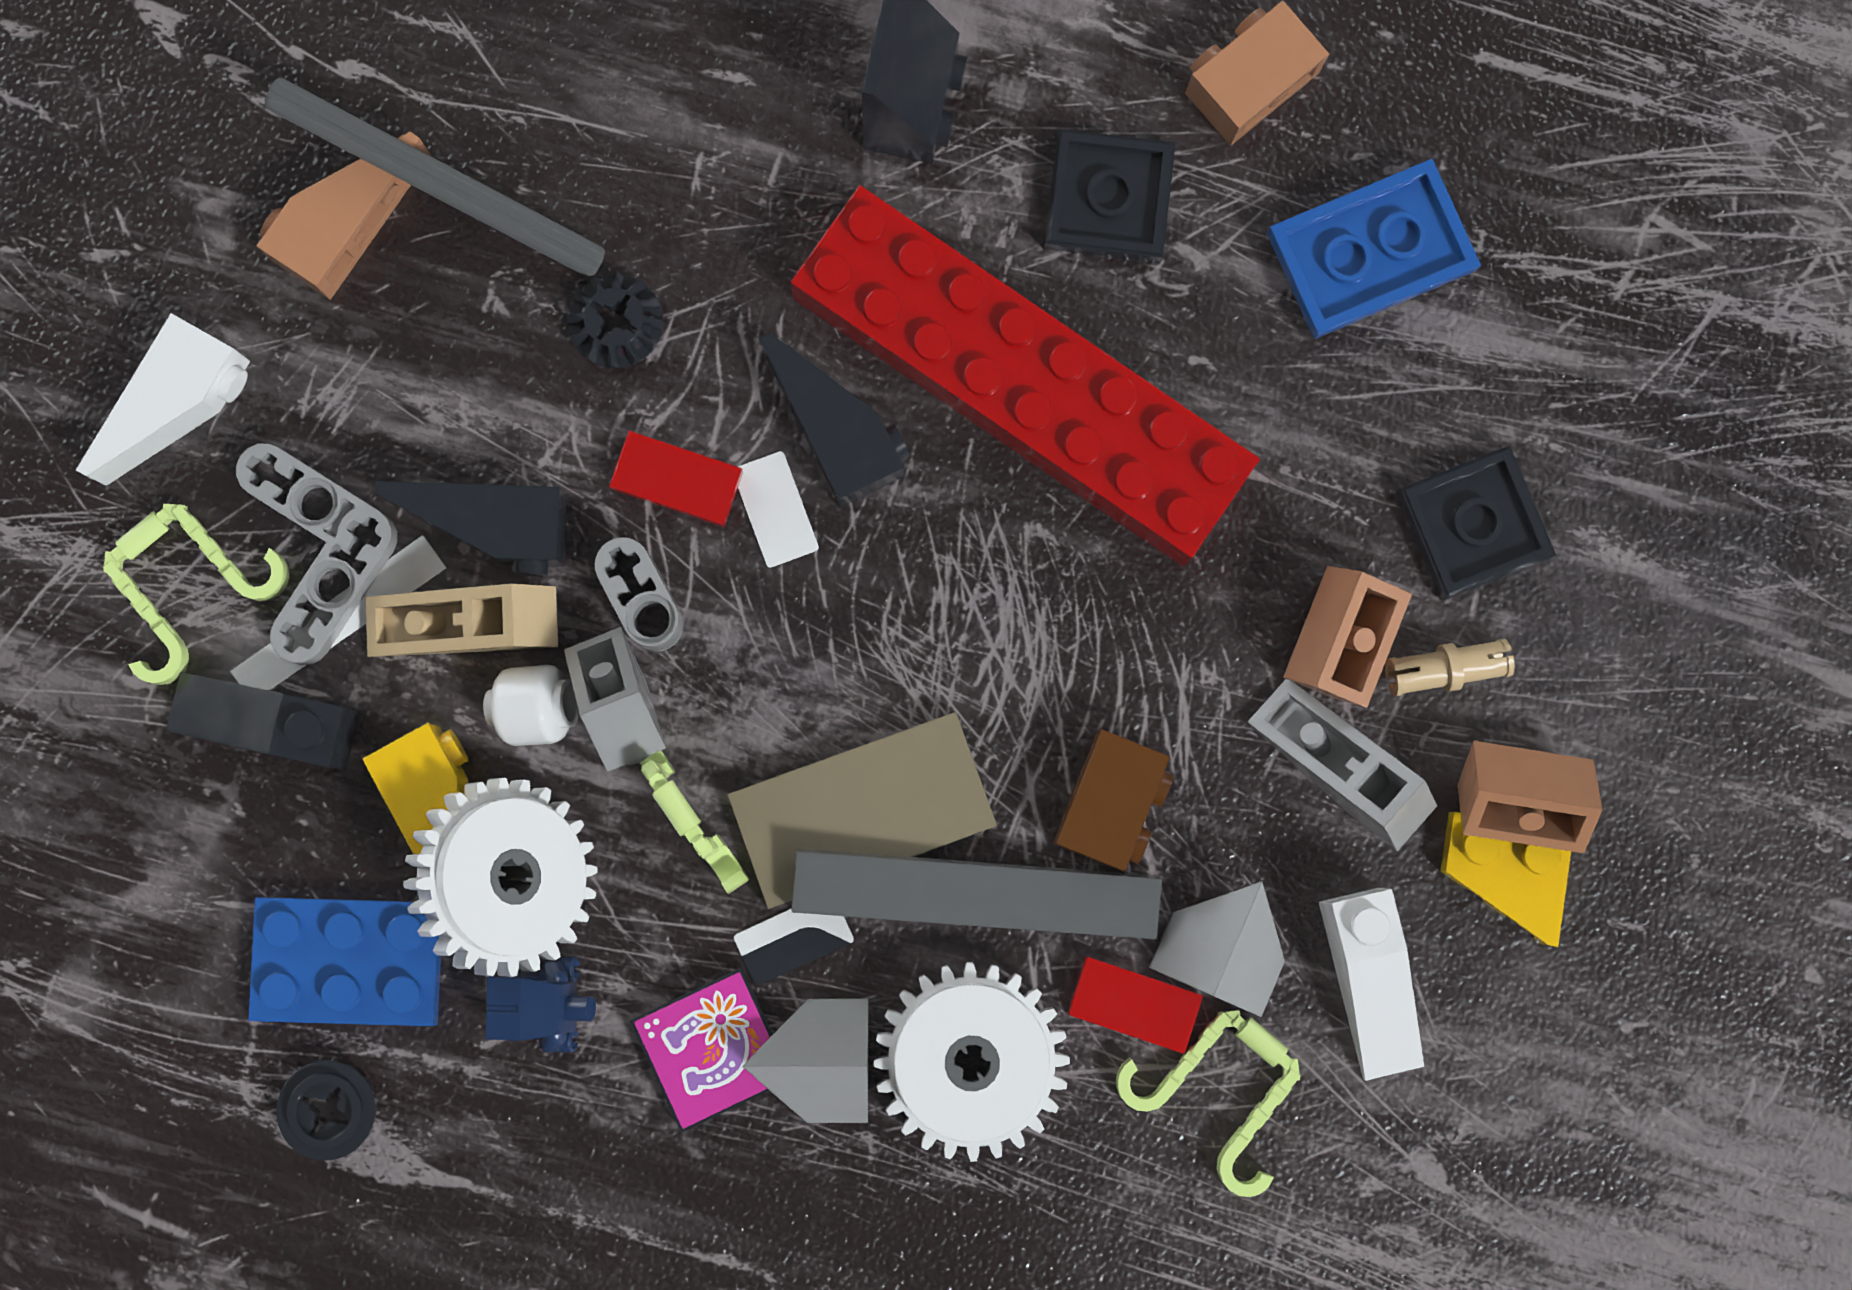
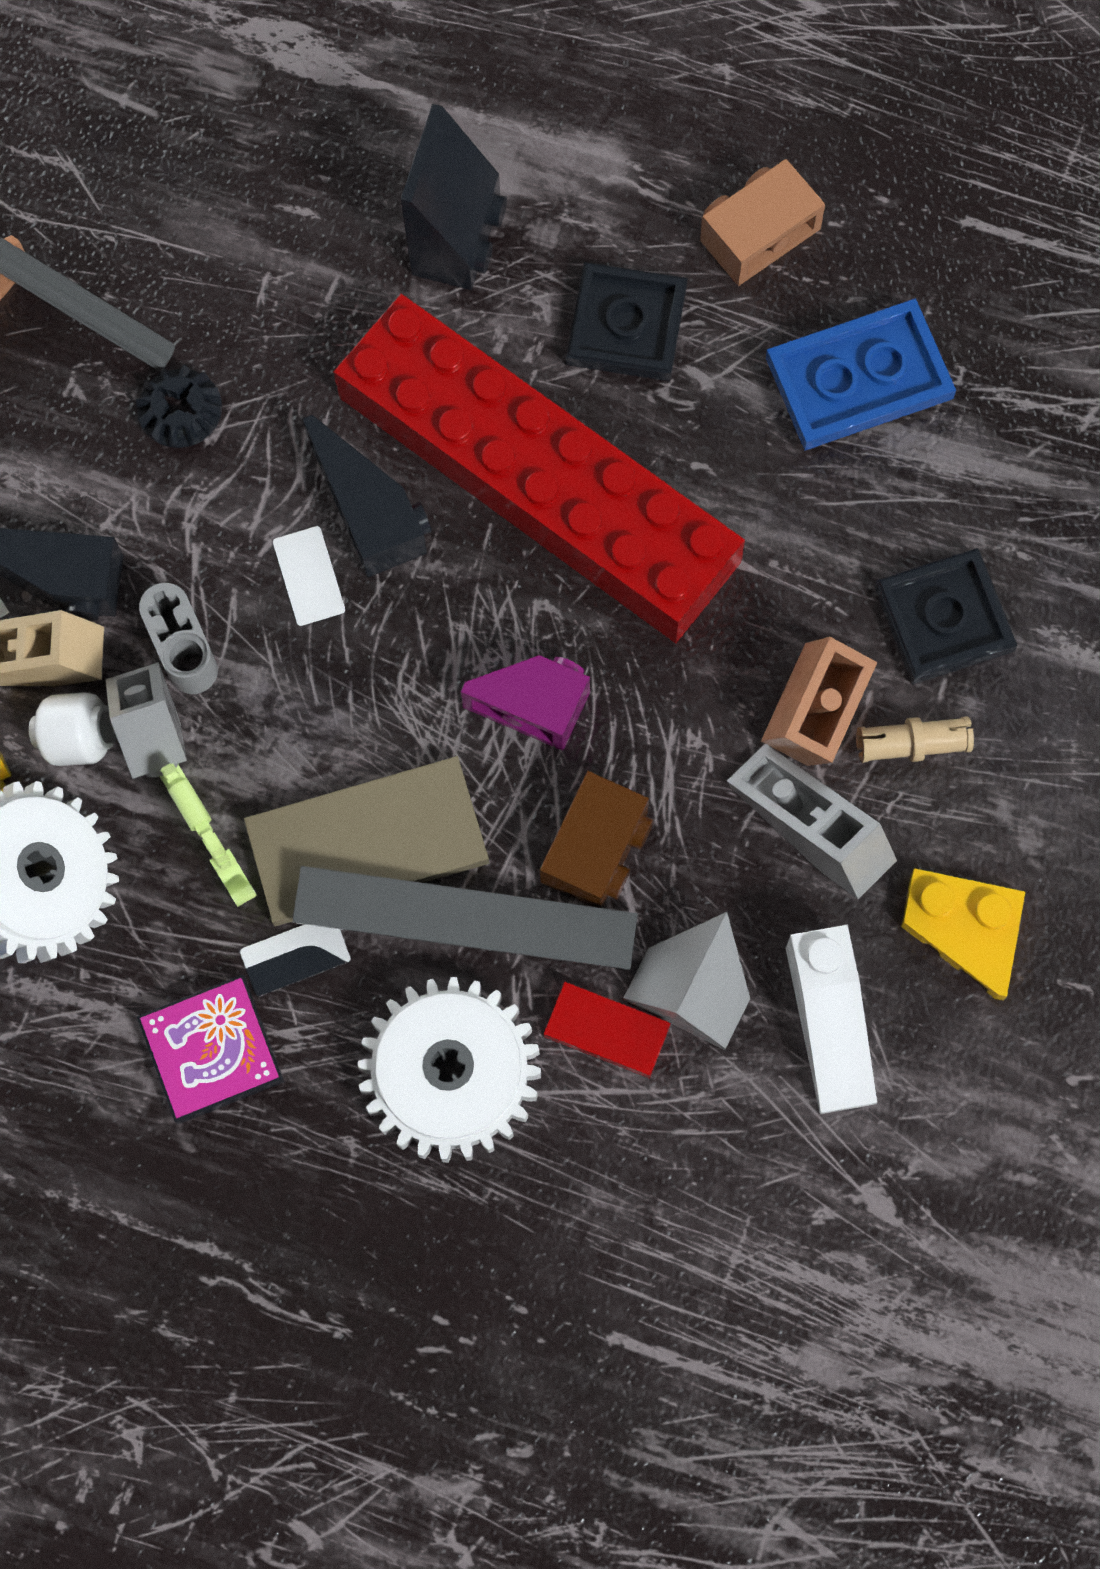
camera: 15 degrees right, 10 degrees down
(538, 1006) = (52, 997): dark blue piece -> none
(676, 478) = (221, 543): red tile -> none
(819, 1061) = (308, 1065): light grey slope -> none
(1035, 643) = (532, 698): none -> magenta slope
(1261, 1043) = (725, 1073): yellowish green piece -> none
(1529, 797) = (981, 854): nougat brick -> none

